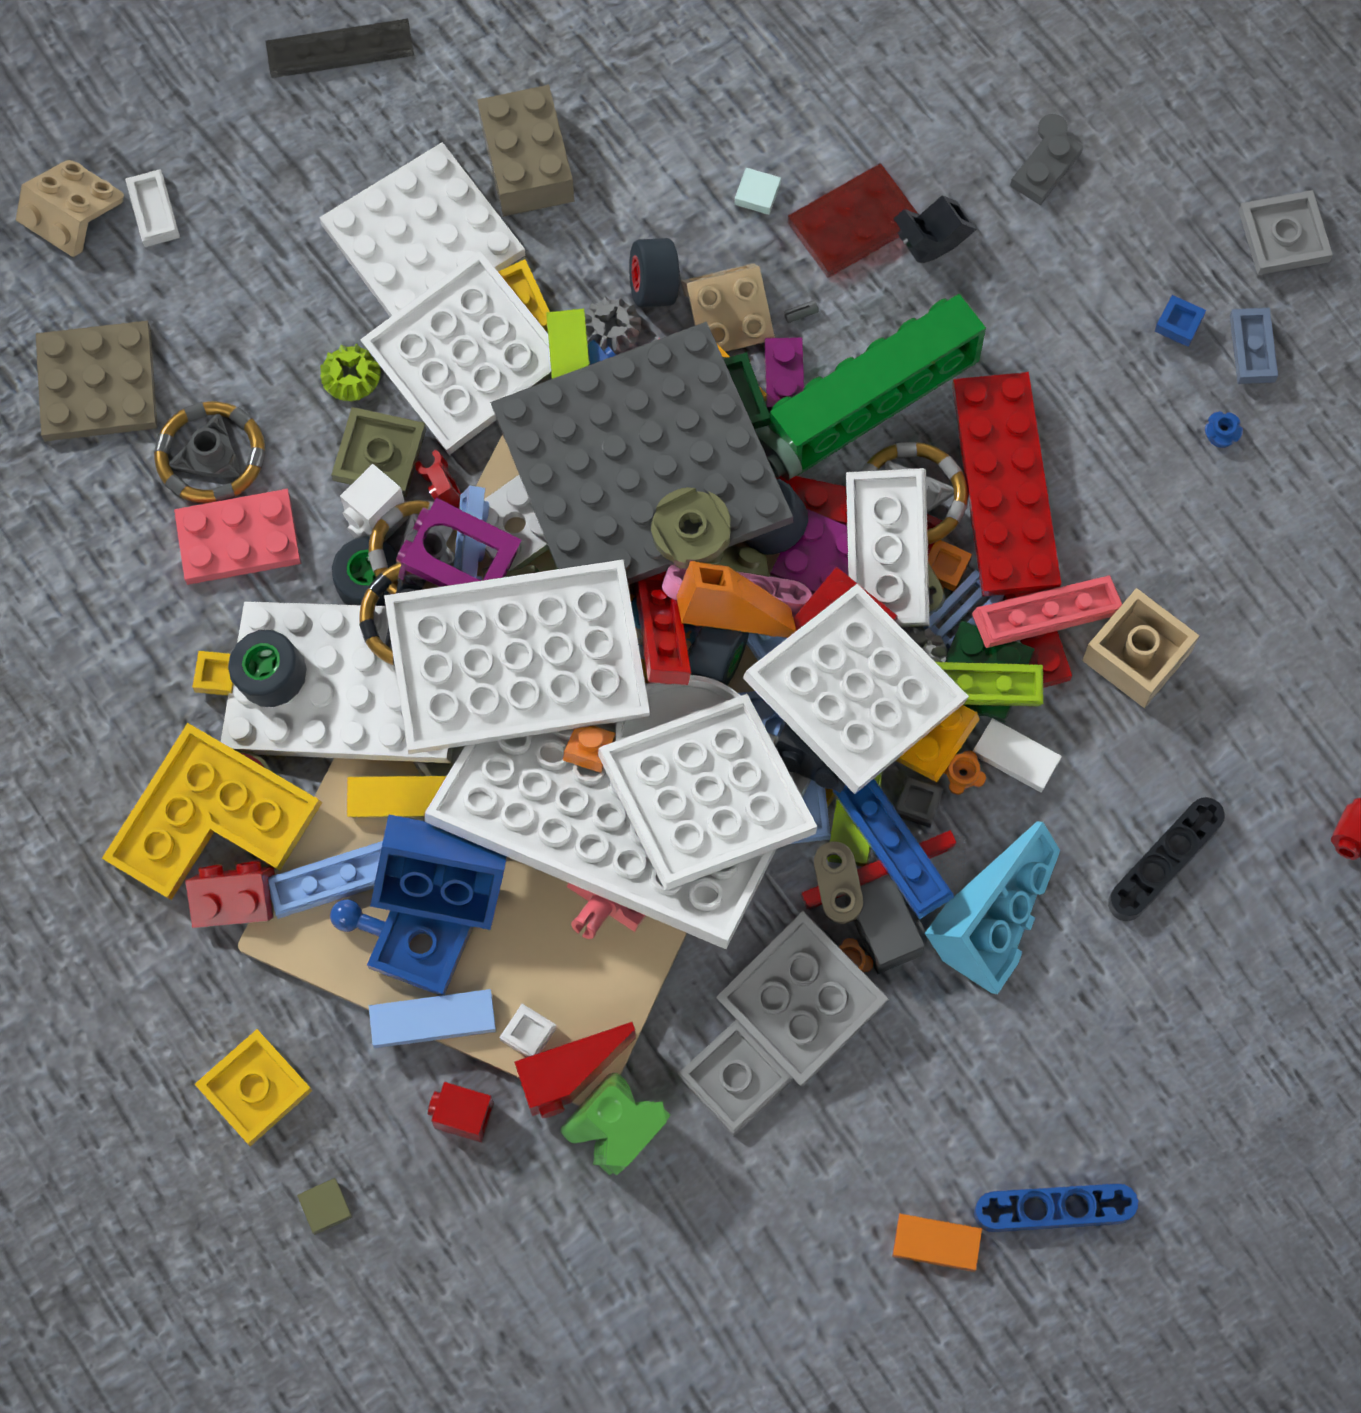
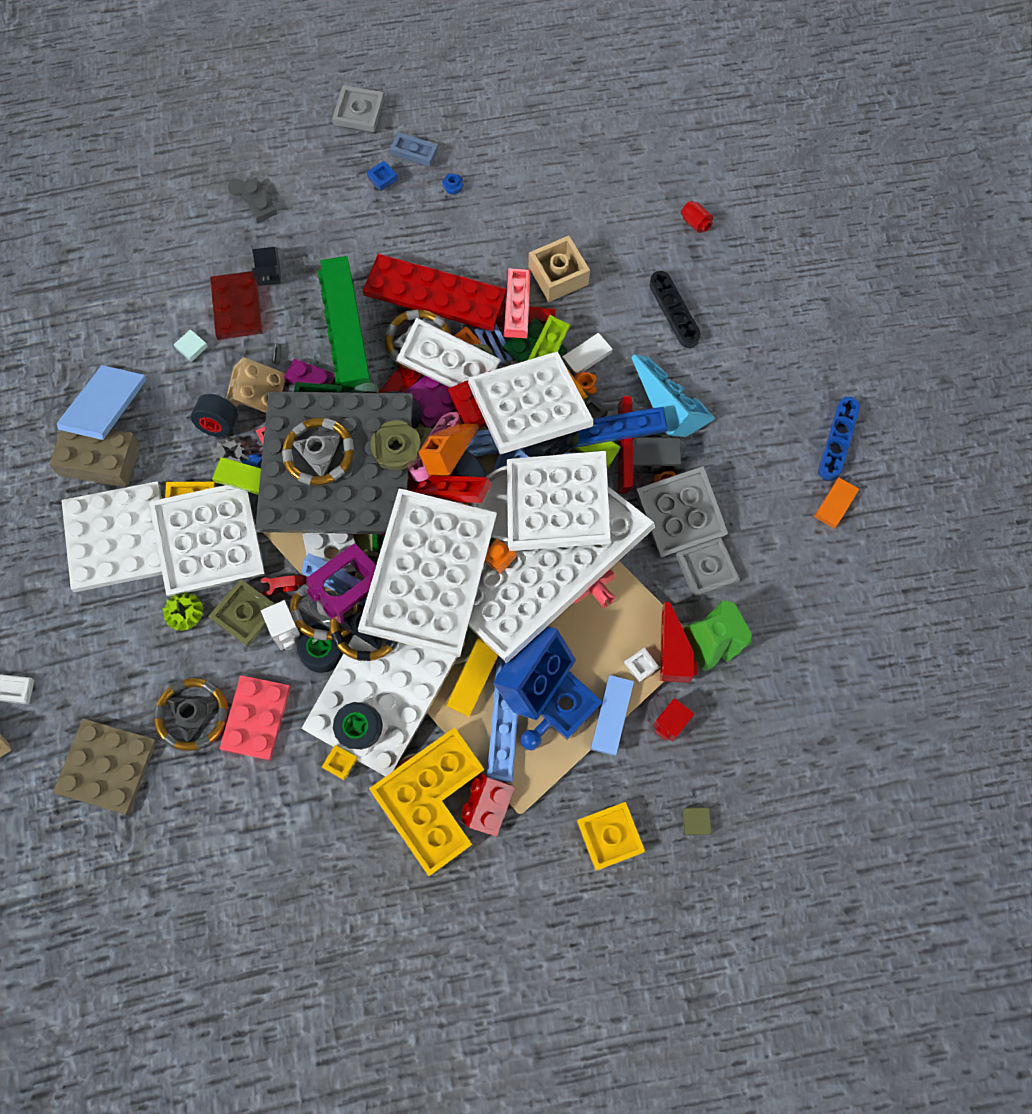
camera: 70 degrees left, 0 degrees up
(604, 118) = (101, 402): none -> light blue tile
(637, 428) = (318, 451): none -> light grey piece
(837, 882) = (629, 465): dark tan plate -> none

